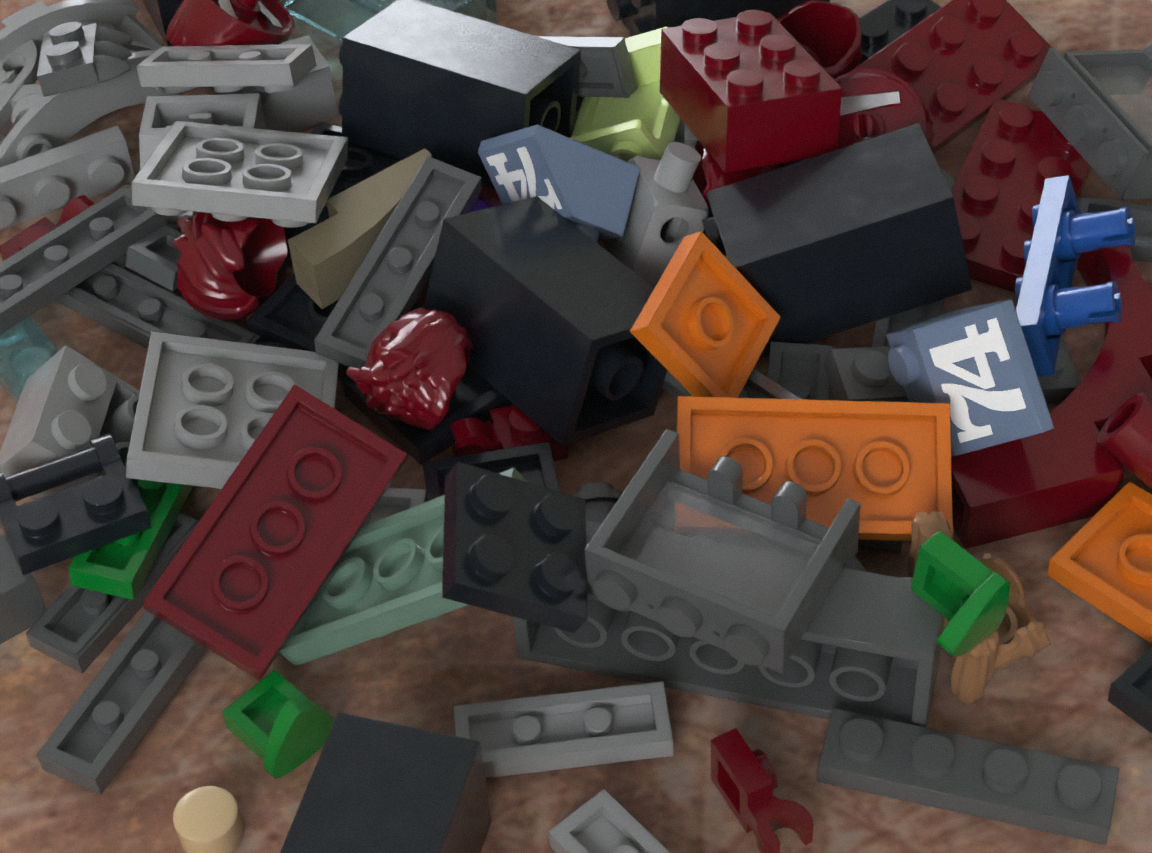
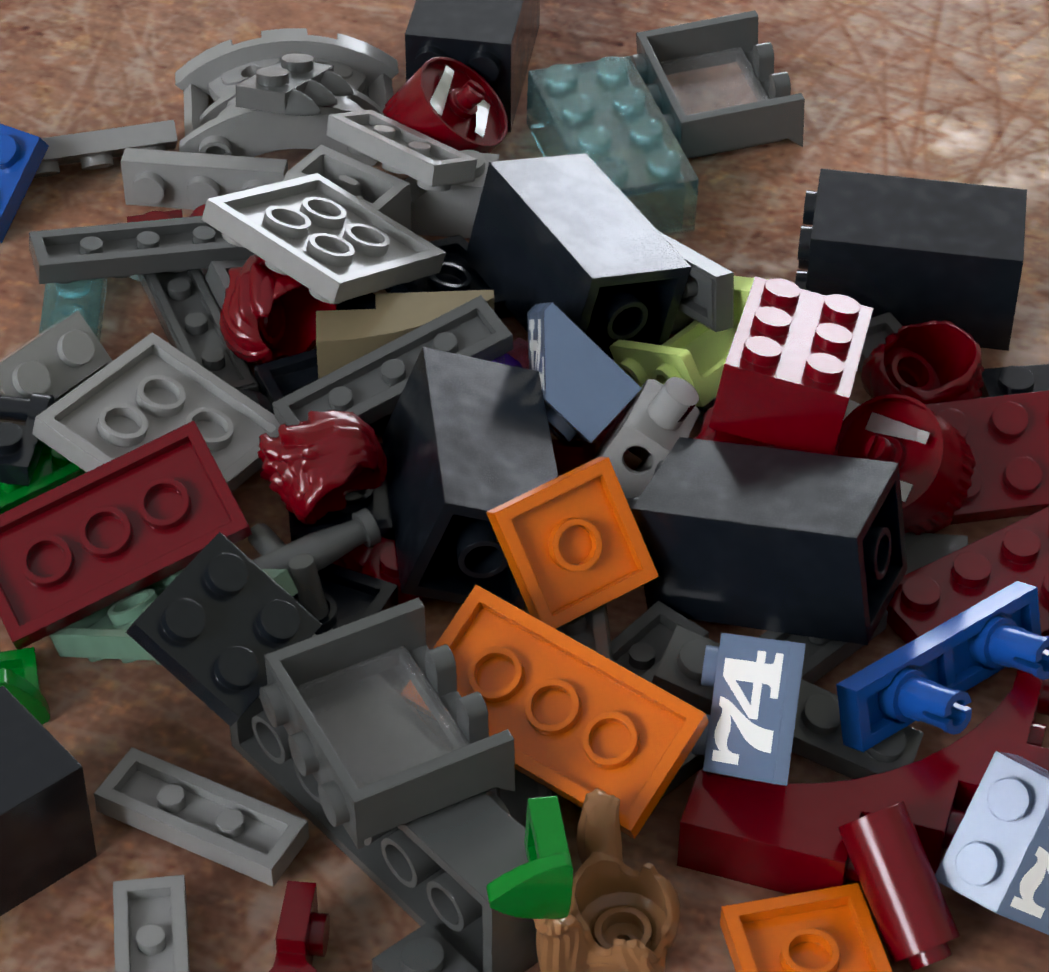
camera: 30 degrees right, 5 degrees down
(465, 445) = (313, 553): none -> dark grey piece

